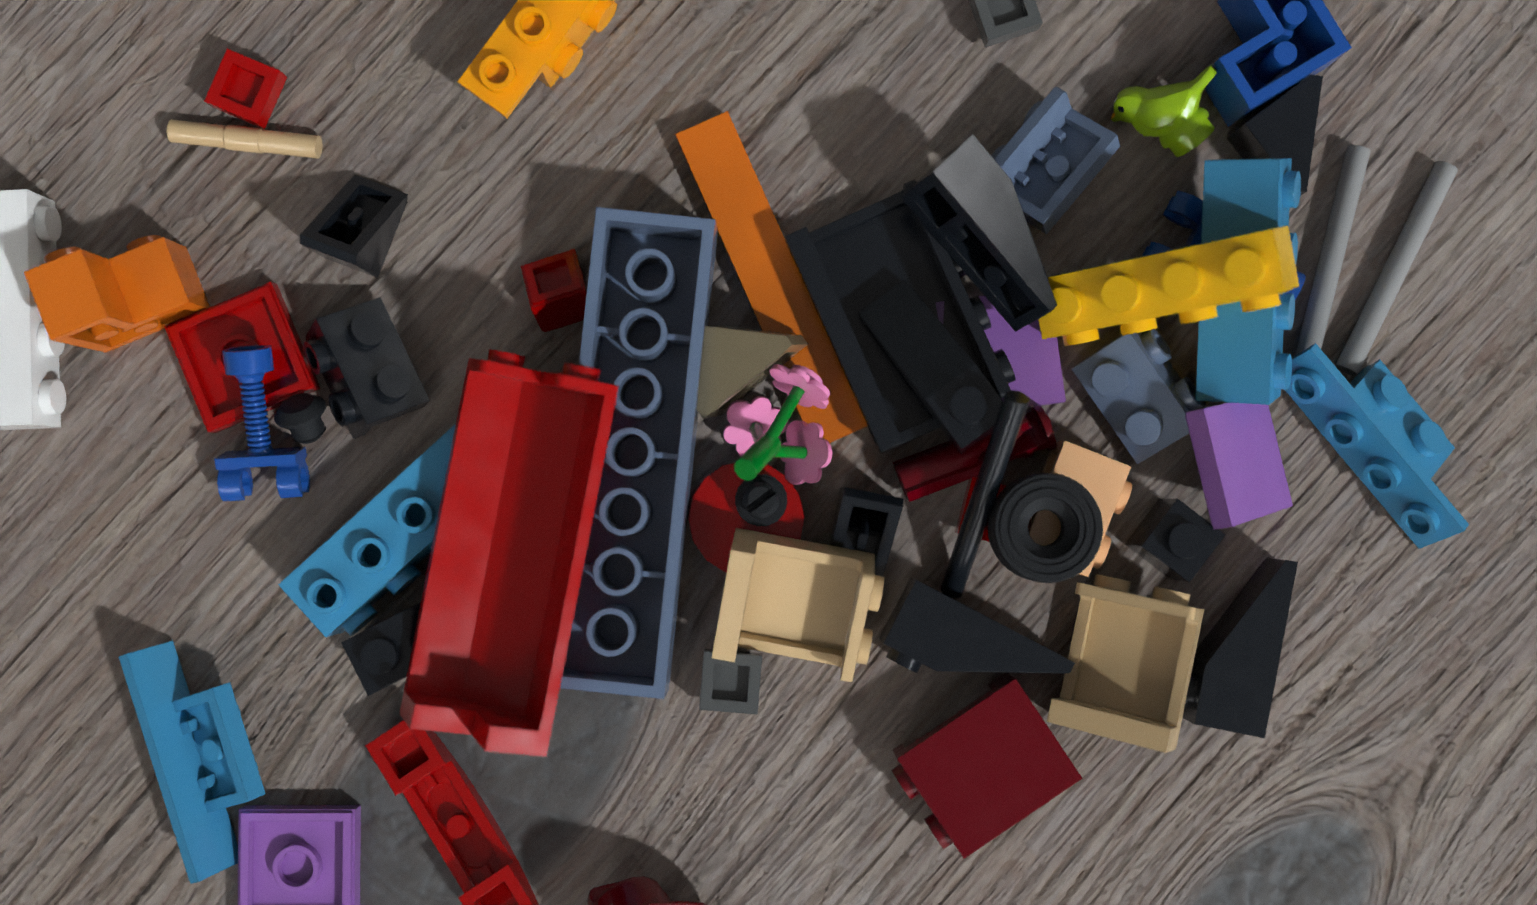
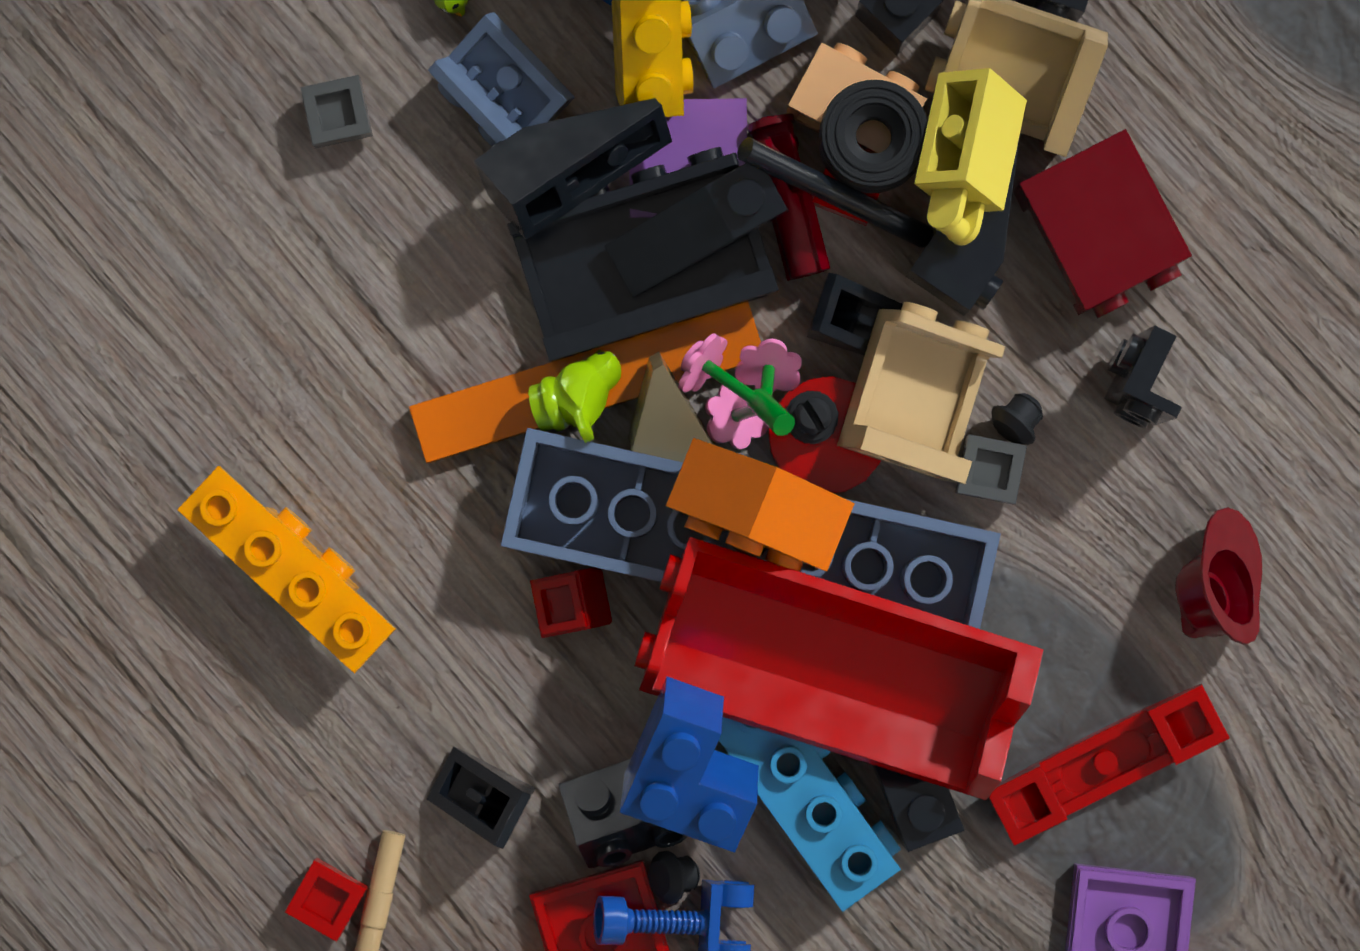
camera: 80 degrees left, 0 degrees up
(384, 410) = (681, 778): none -> blue brick
(656, 453) = (758, 507): none -> orange brick
(755, 266) = (575, 394): none -> lime animal
(783, 702) = (1018, 419): none -> black piece
(840, 815) = (1136, 369): none -> black bracket
(1043, 624) = (969, 150): none -> light yellow brick

